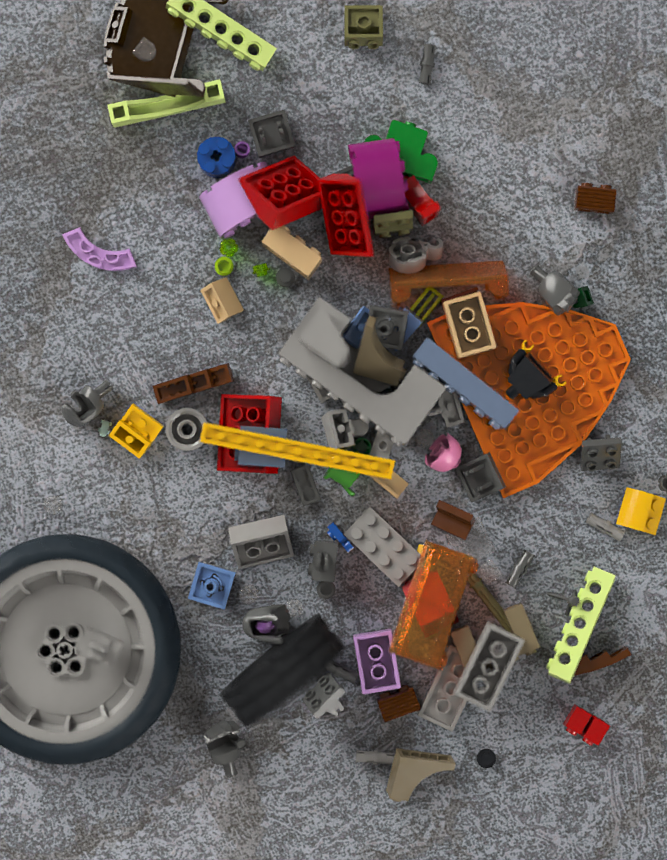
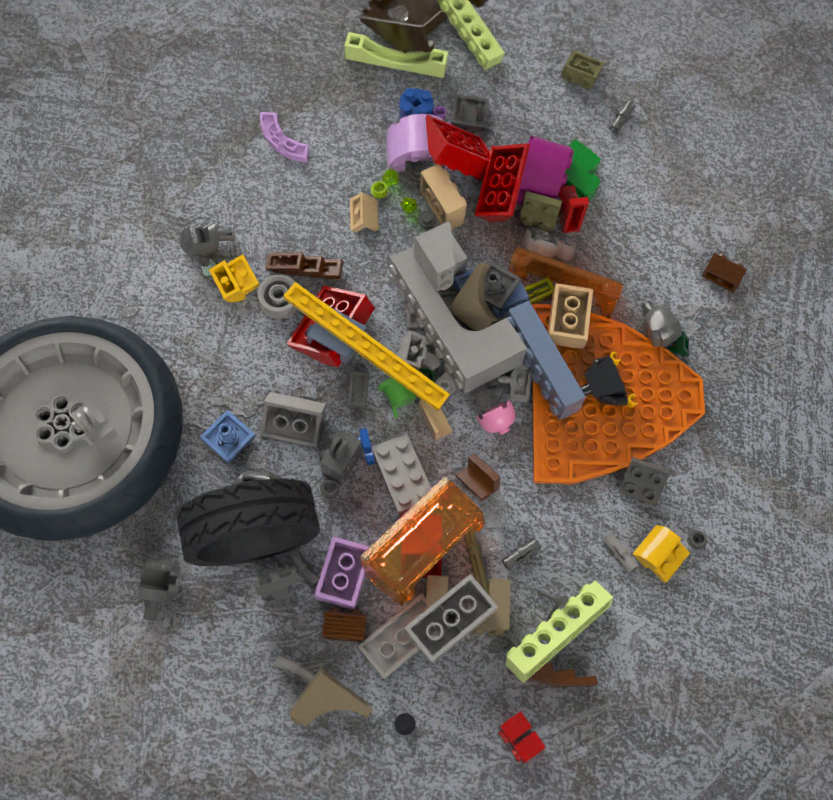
camera: 20 degrees right, 20 degrees down
(480, 477) = (521, 452): dark grey plate -> none

